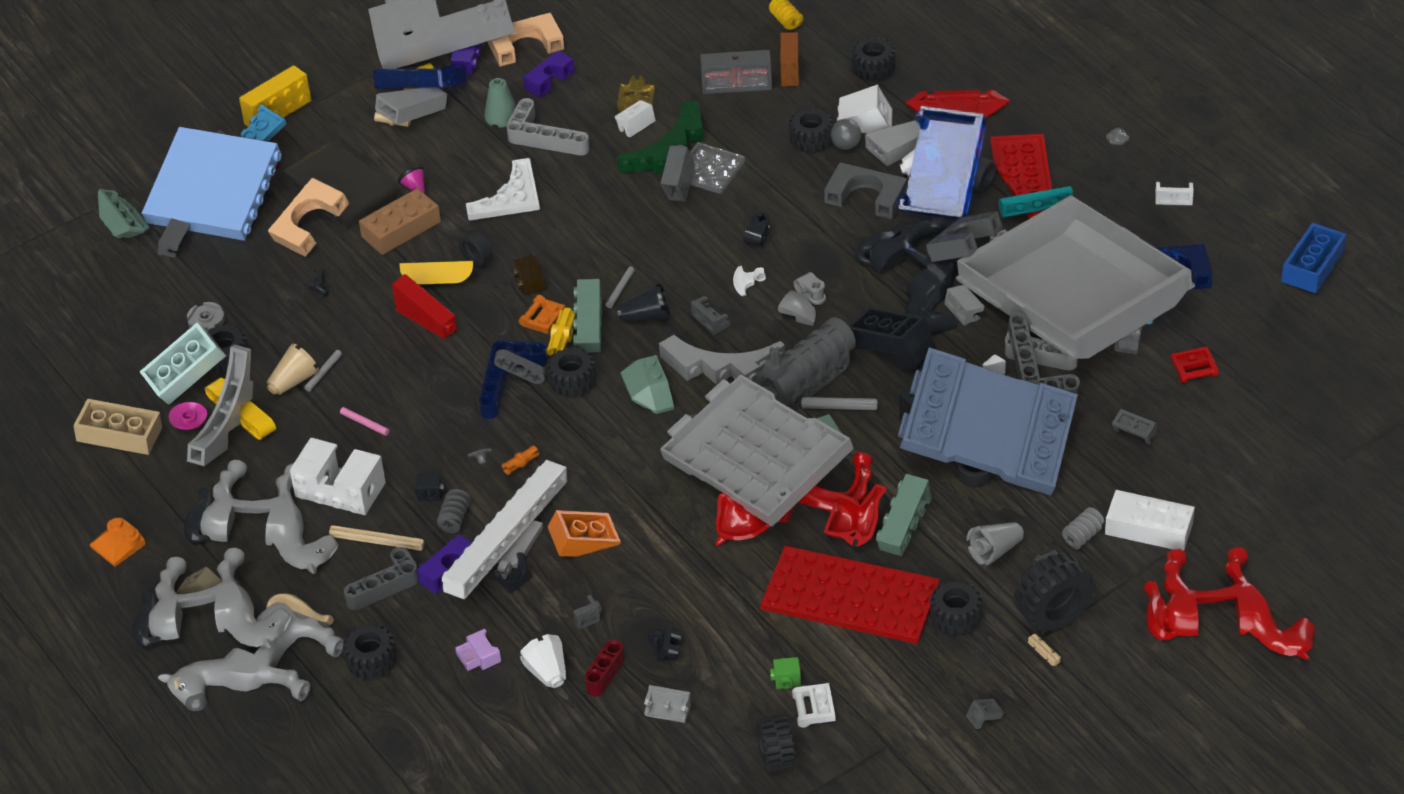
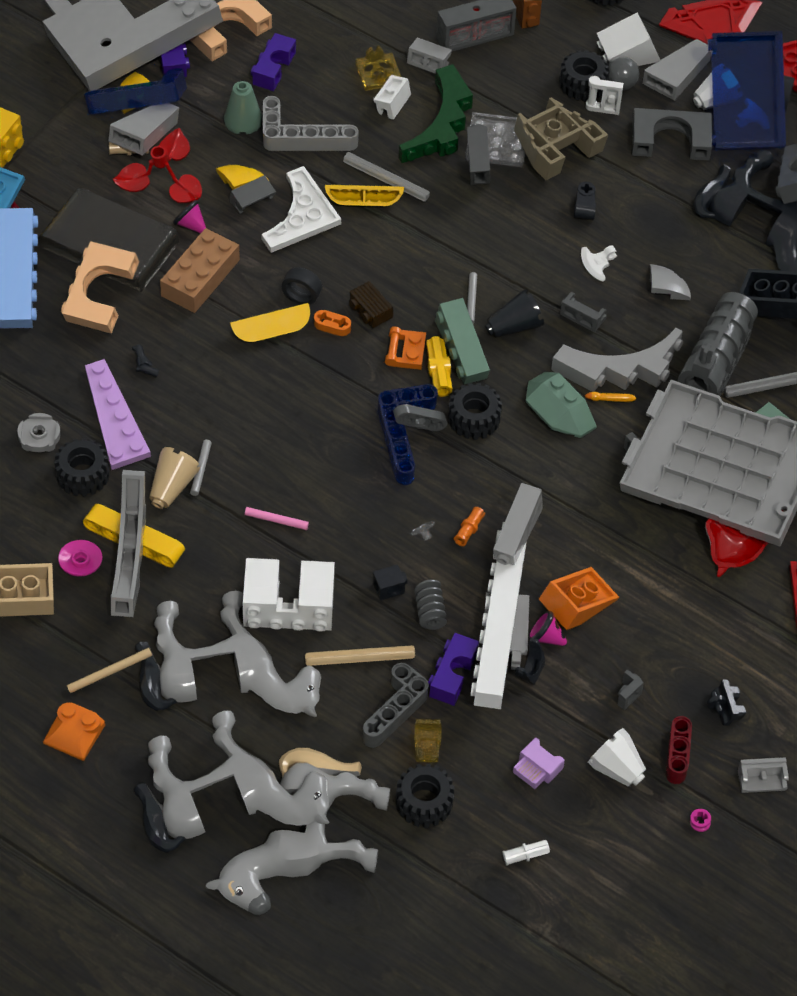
camera: 25 degrees left, 10 degrees up
(166, 502) = (96, 676): none -> tan bar
(182, 363) = (52, 498): light aqua brick -> none
(199, 581) = (196, 761): dark tan slope -> none
(272, 325) = (118, 428): none -> lavender wing
(397, 611) = (427, 740): none -> clear yellow hand
(422, 308) = (279, 370): red slope -> none
(431, 126) = (175, 147): none -> red plant
(432, 715) = (526, 852): none -> white axle
(474, 157) = (237, 175): none -> yellow brick
(474, 170) = (251, 193): none -> dark grey hinge
(493, 284) = (332, 323): none -> orange beam
(542, 553) = (548, 631): none -> dark pink hat
(552, 460) = (518, 524): none -> light grey slope
(568, 189) = (364, 194): none -> yellow brick
(598, 180) = (386, 176): none -> light grey axle
(599, 730) = (700, 813): none -> dark pink bush
(683, 90) = (428, 55): none -> light grey hinge
(696, 386) = (617, 397): none -> light orange piece
(755, 167) = (553, 130): none -> dark tan wedge
(811, 288) = (671, 256): light grey piece -> none
(823, 148) = (610, 97): none -> white plate

